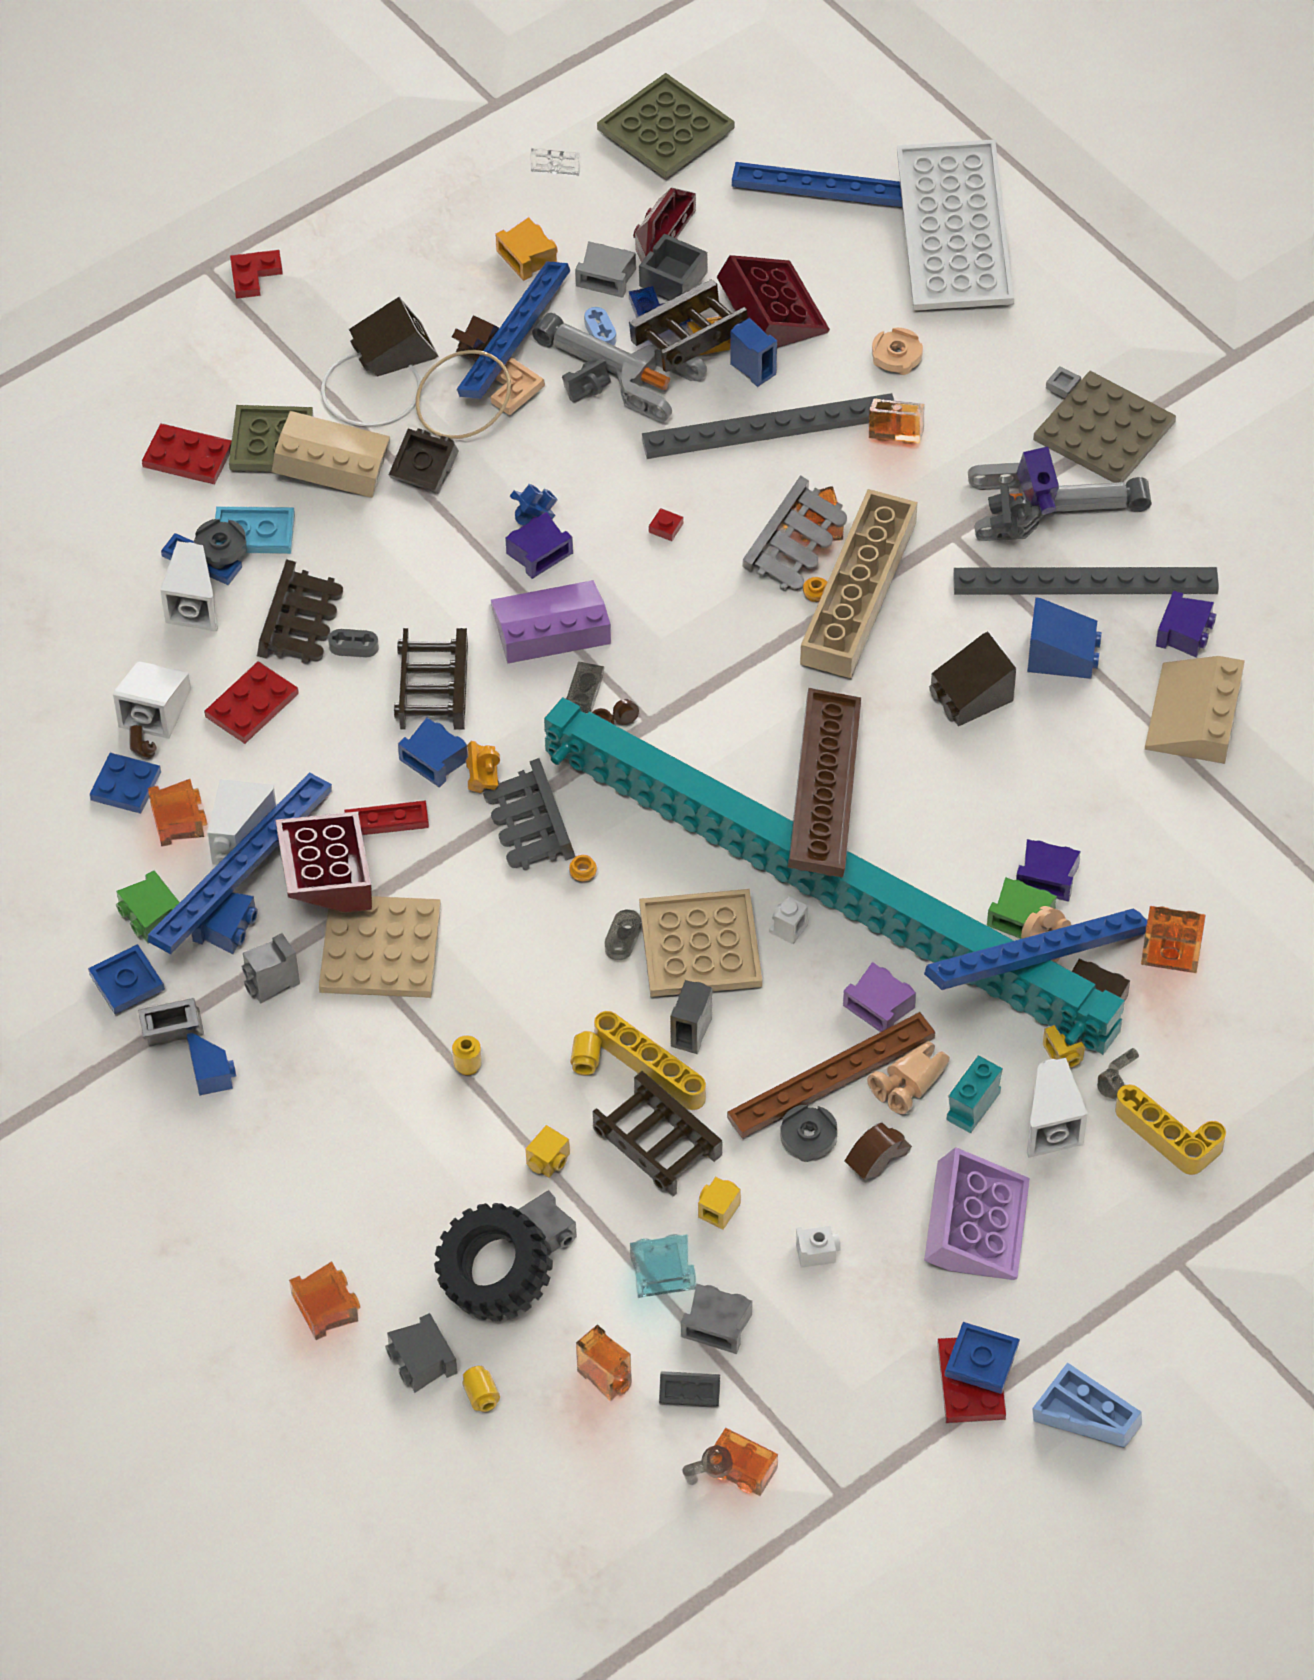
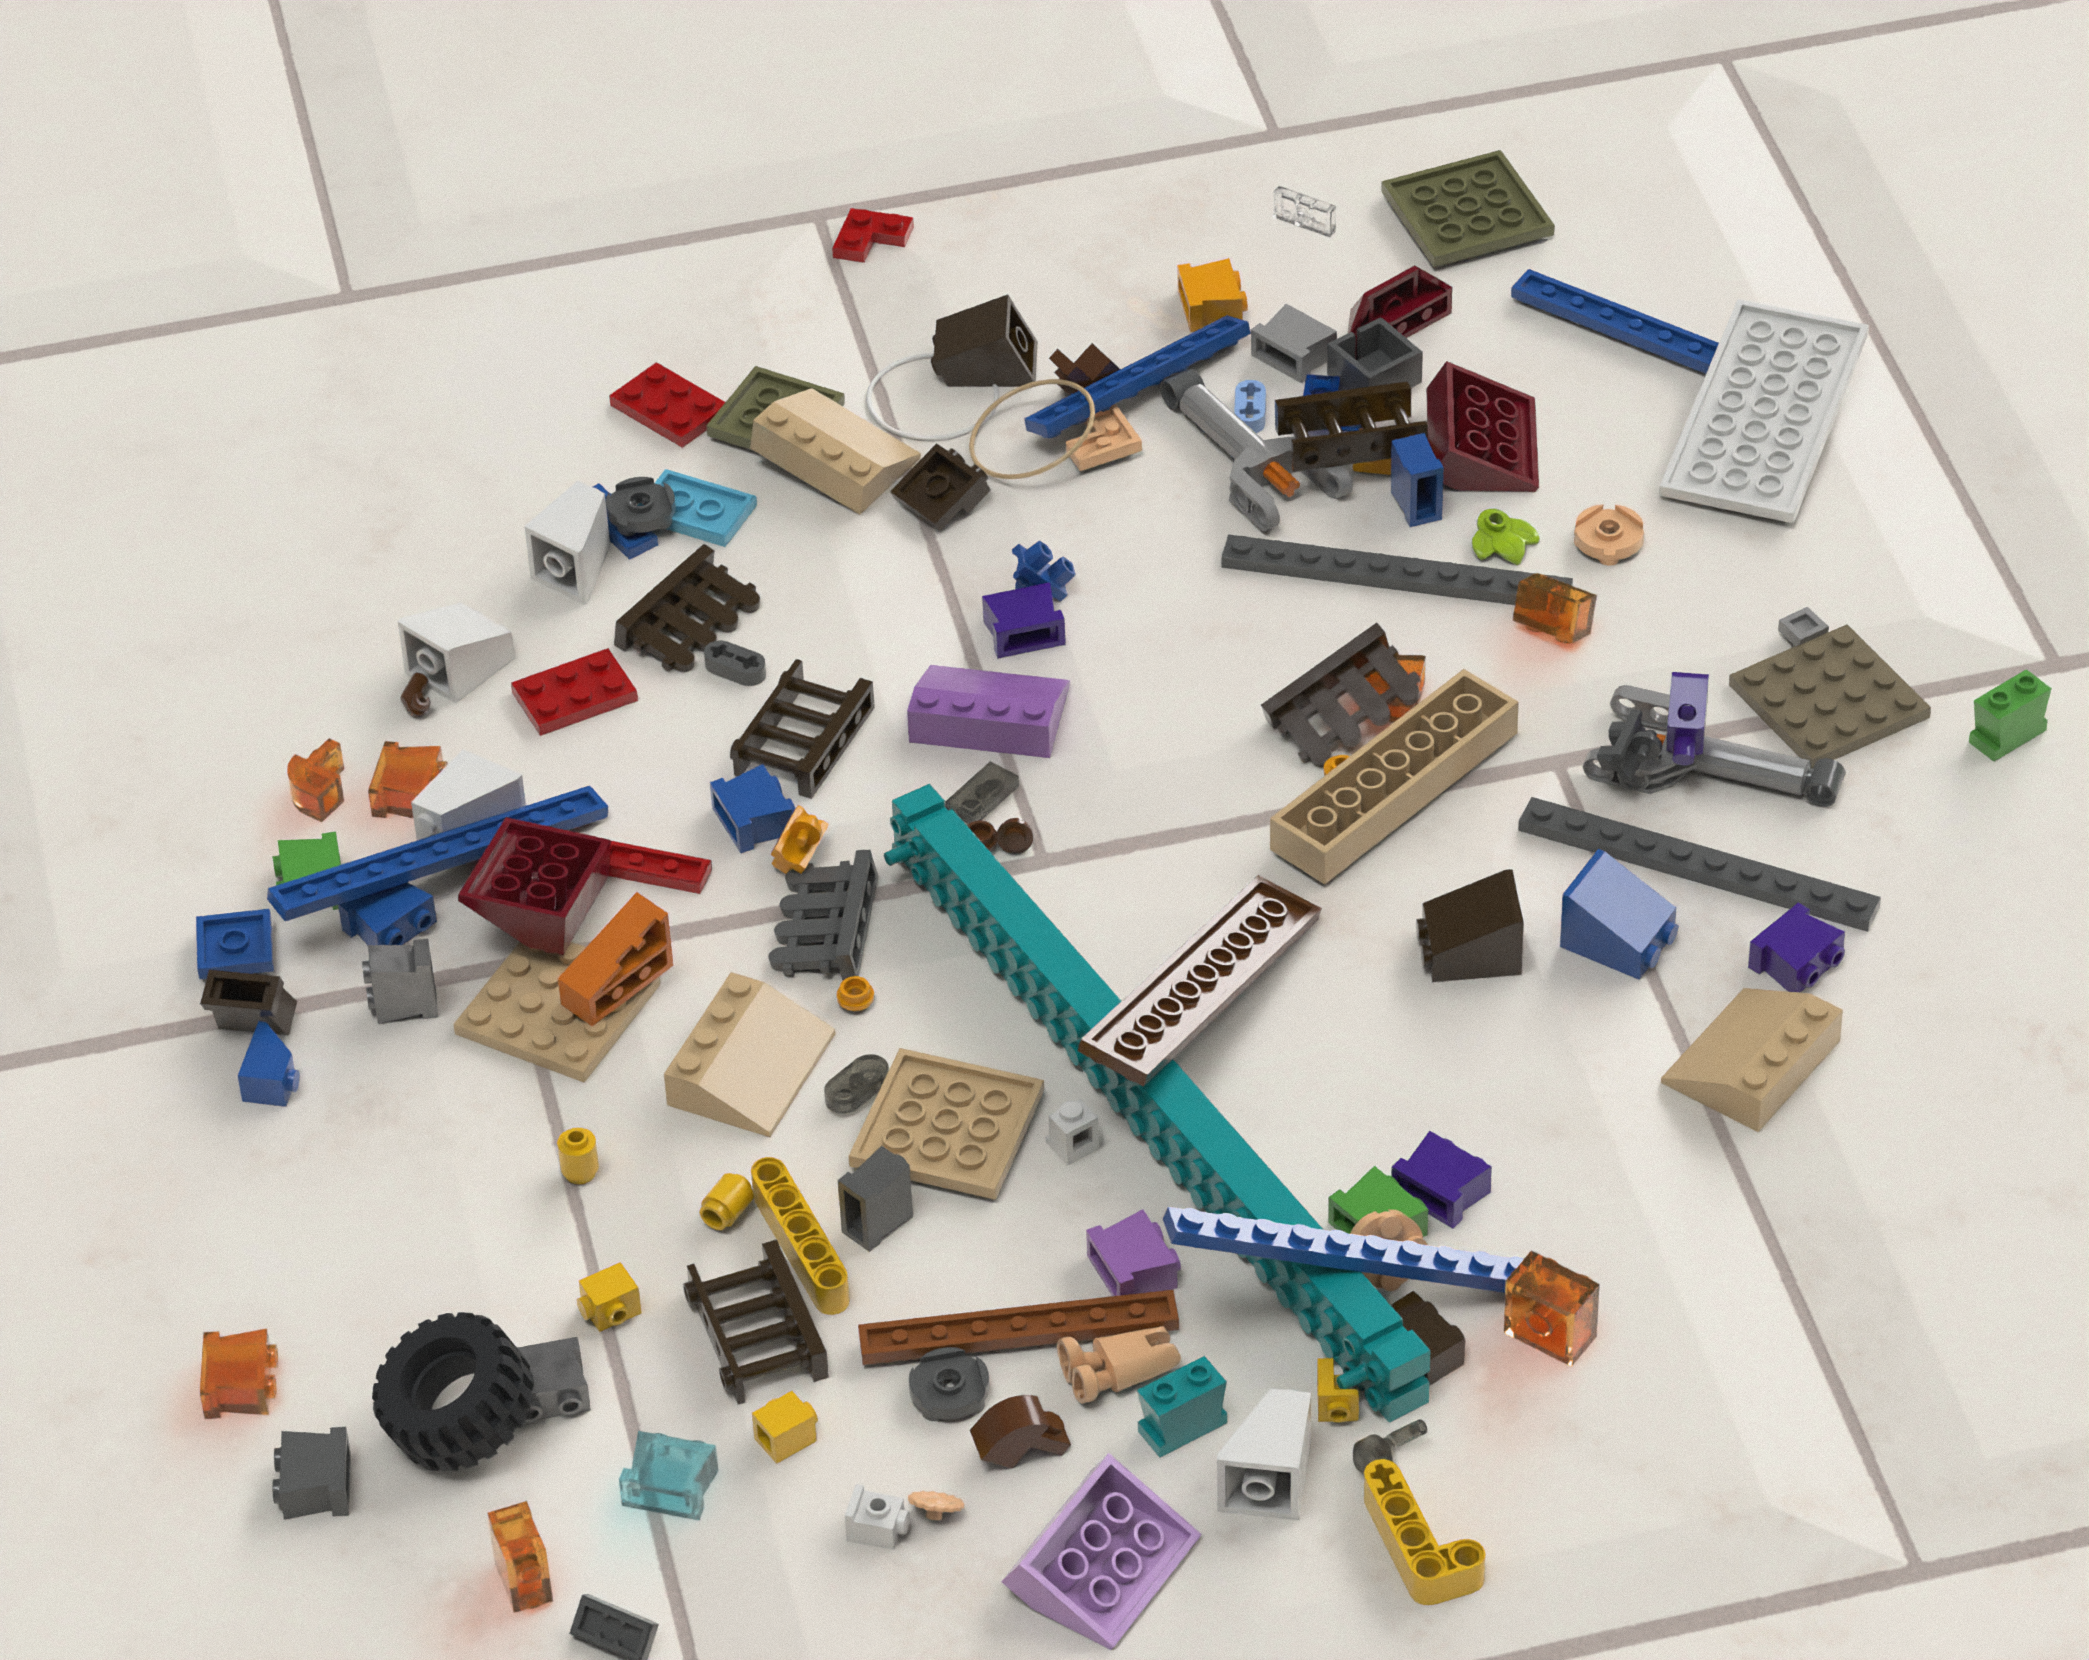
camera: 25 degrees right, 10 degrees down
(109, 838) = (316, 781): none -> clear orange brick
(125, 782) = (368, 727): blue plate -> none
(418, 903) = (618, 961): none -> orange wedge
(480, 1389) = (359, 1538): yellow brick -> none
(538, 941) = (746, 1056): none -> tan slope
(587, 380) = (1195, 457): dark grey hips -> none
(666, 524) = (1197, 644): red plate -> none
(716, 1318) = (698, 1558): flat silver hips -> none
(829, 376) = (1504, 538): none -> lime plate
(848, 1220) = (935, 1503): none -> light nougat piece
(1233, 406) = (2010, 715): none -> bright green hips

